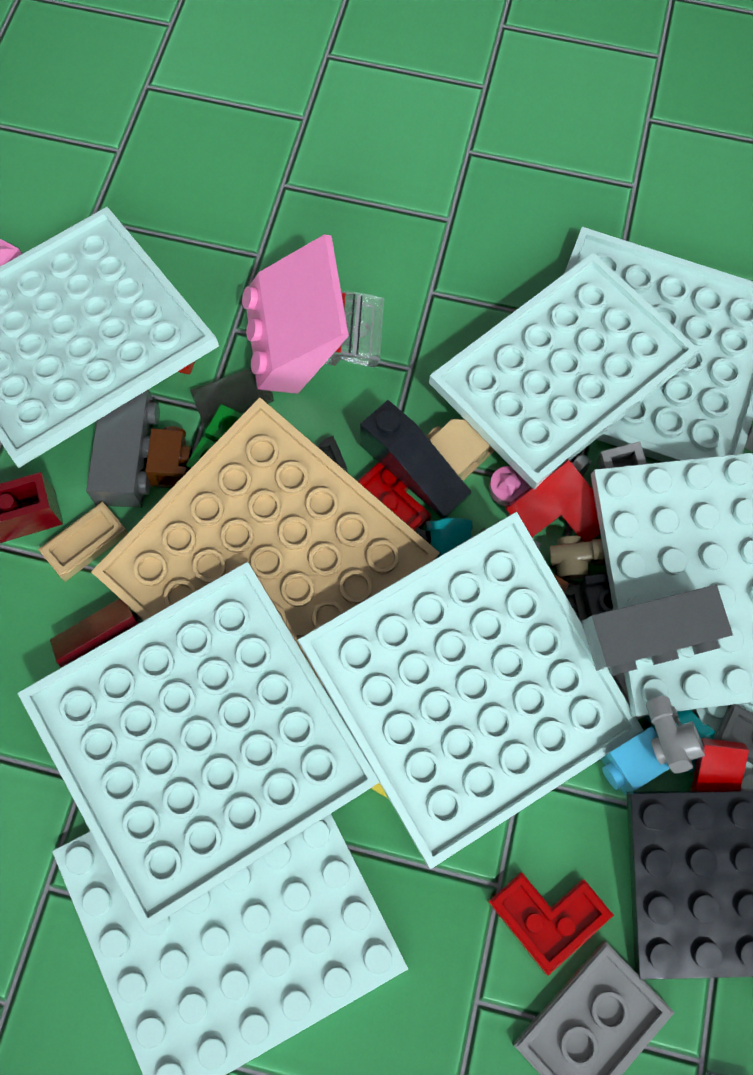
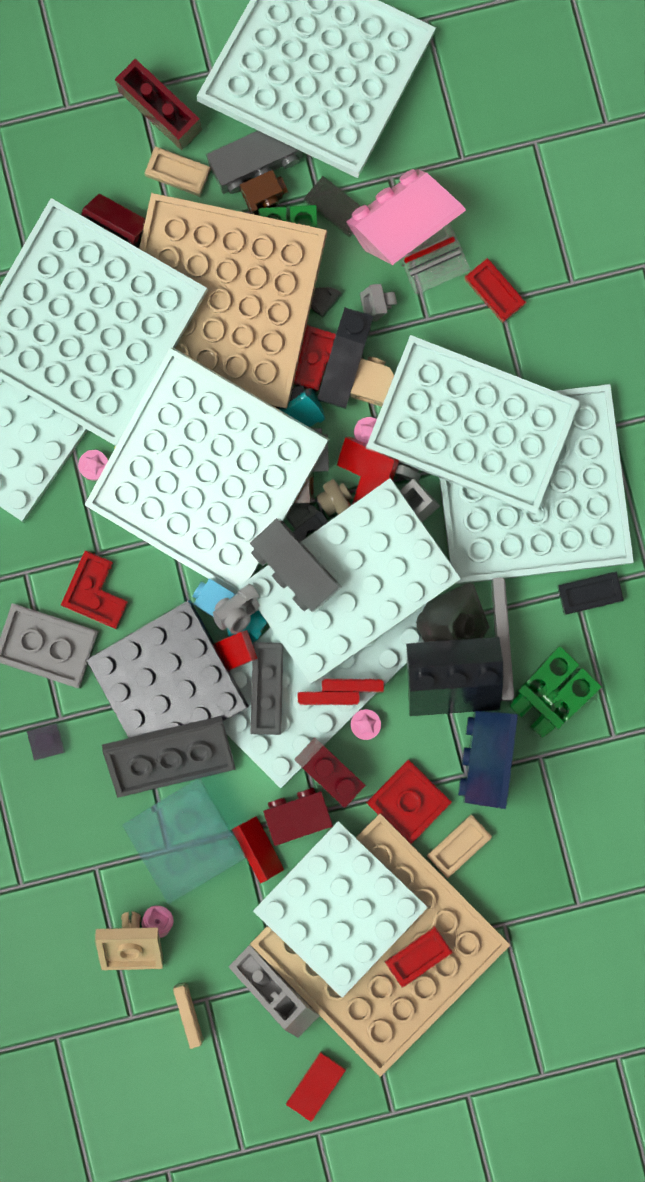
camera: 70 degrees right, 15 degrees up
(363, 401) = (375, 302): none -> light grey tile
(382, 829) = (92, 464): none -> bright pink tile
(418, 289) = (495, 290): none -> red tile

